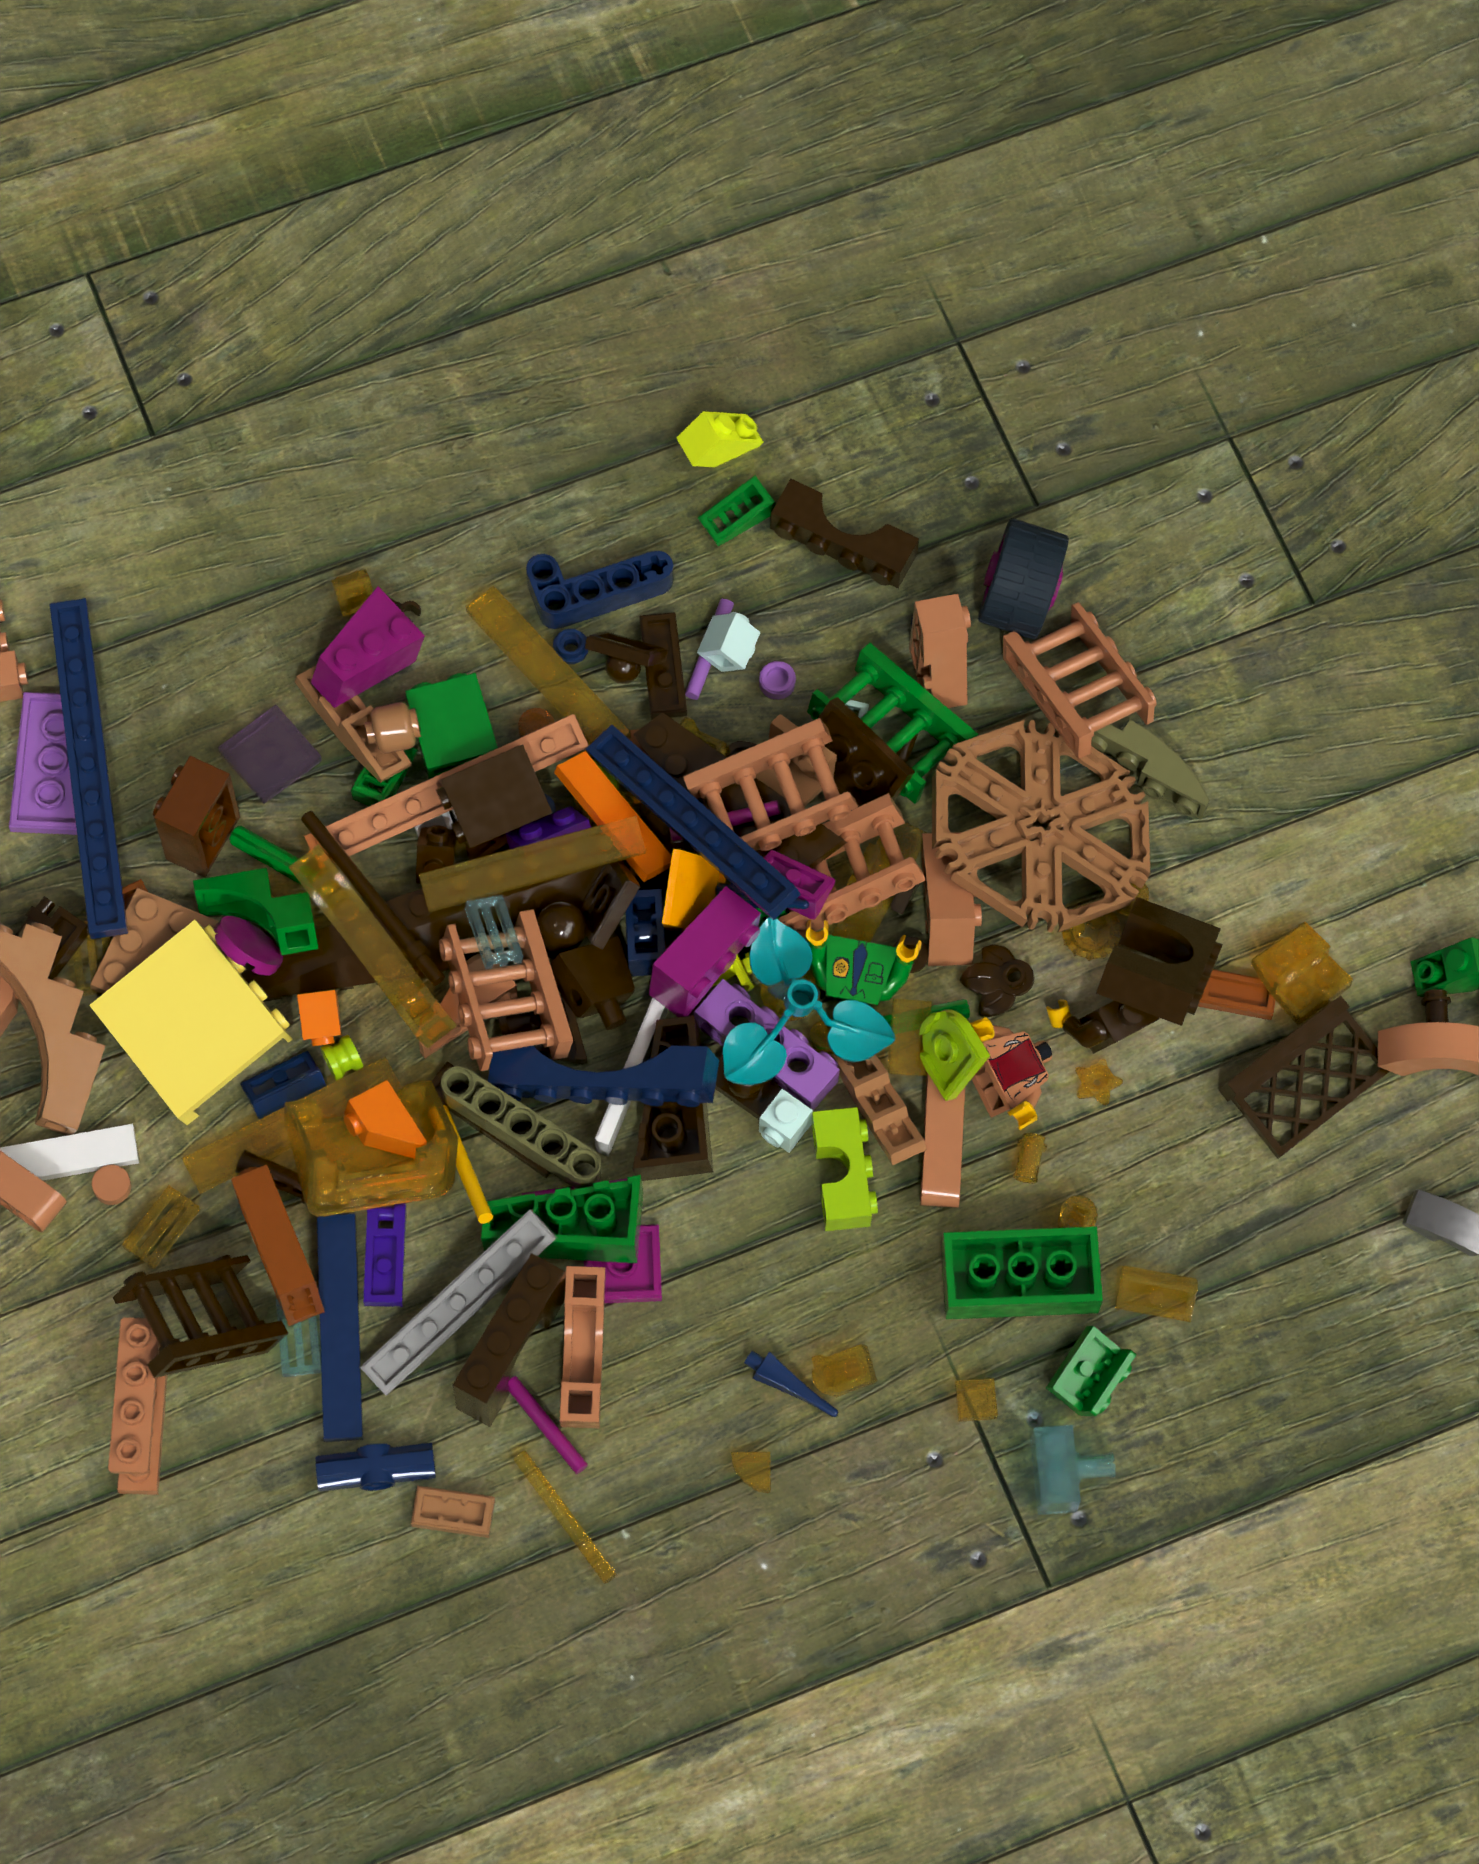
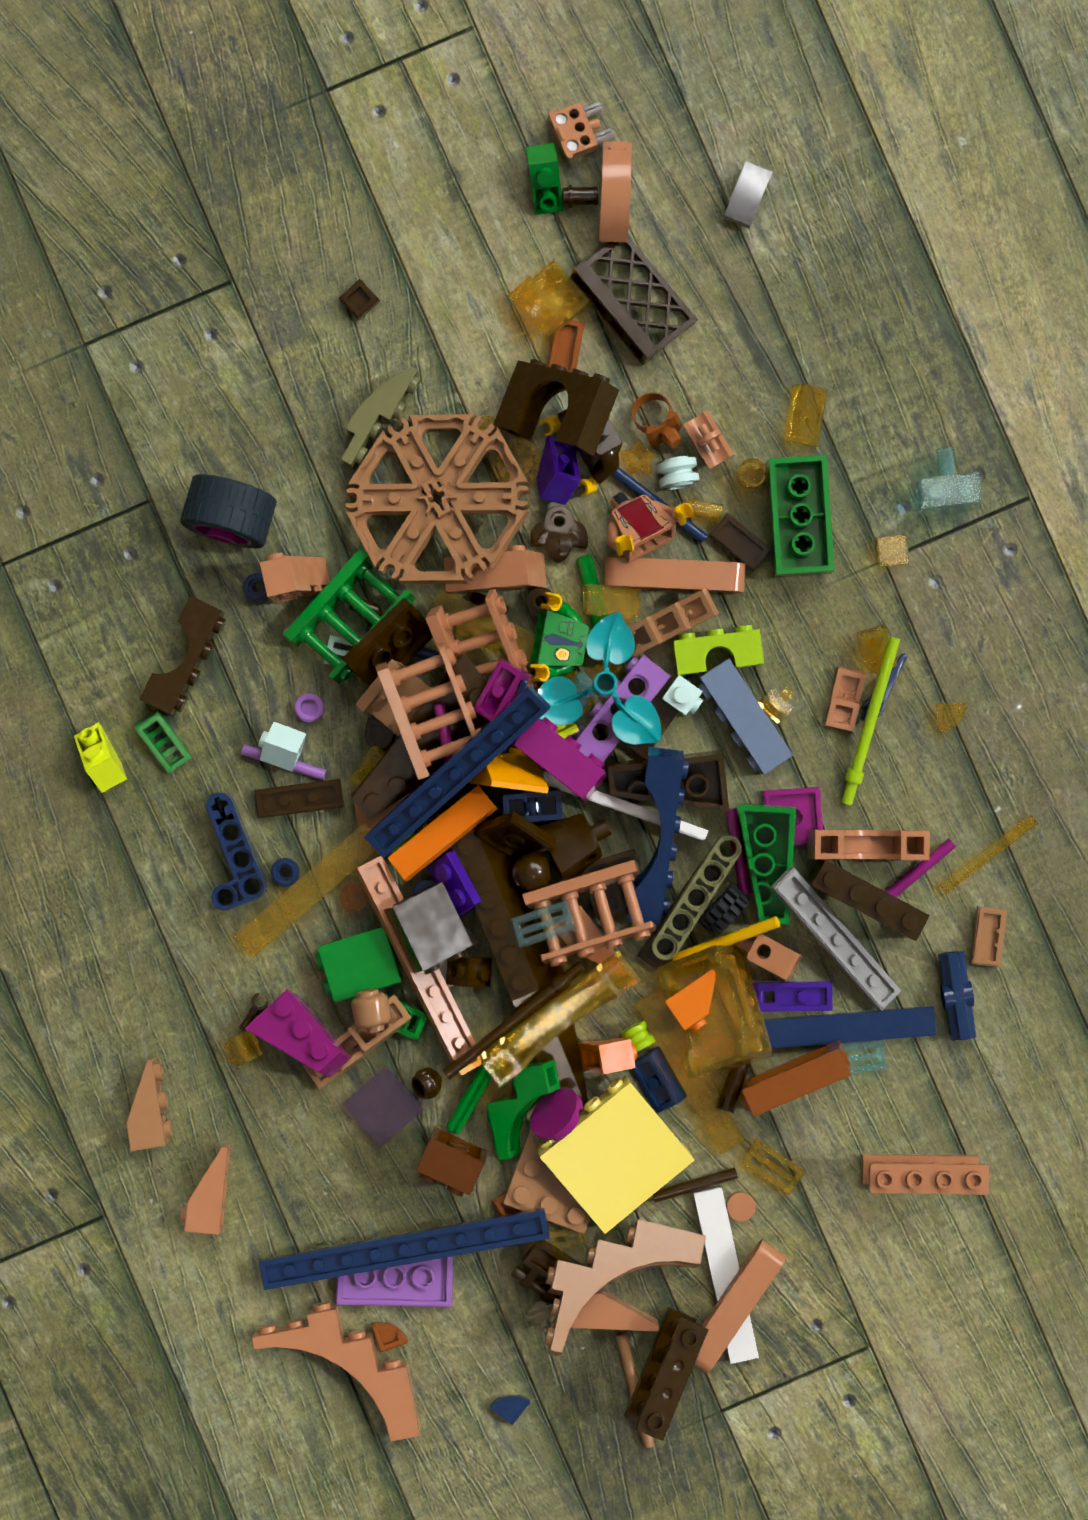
camera: 85 degrees left, 20 degrees up
(143, 1128) = (695, 1184): none -> dark brown bar
(165, 547) = (207, 1204): none -> nougat slope
(200, 1349) = (886, 1131): dark brown fence -> none
(275, 481) = (147, 1117): none -> medium nougat slope
(296, 802) = (427, 1083): none -> dark brown piece
(438, 1226) = (781, 960): none -> nougat torso
(502, 1163) = (723, 910): none -> black tyre
(532, 863) = (488, 895): clear yellow tile -> none
(625, 655) = (294, 828): dark brown tile -> none
(677, 1341) = (855, 774): none -> lime bar
(755, 1201) = (745, 717): none -> sand blue brick
(773, 1243) = (777, 704): none -> clear yellow tile
(779, 1334) = (845, 698): none -> nougat slope
(951, 1051) = (634, 568): lime tile -> none
(988, 1202) = (740, 542): none -> dark brown tile
(1048, 1089) = (639, 490): none -> dark blue bar
(1060, 705) = (335, 482): nougat fence -> none
(1070, 972) = (557, 472): none -> dark purple slope
(1077, 1122) = (677, 472): none -> light aqua wheel
(1091, 1373) = (873, 464): green bracket -> none
(1121, 1160) = (708, 440): none -> nougat hips
(1133, 1112) = (664, 433): none -> dark orange piece
(1294, 749) = (359, 299): none -> dark brown tile

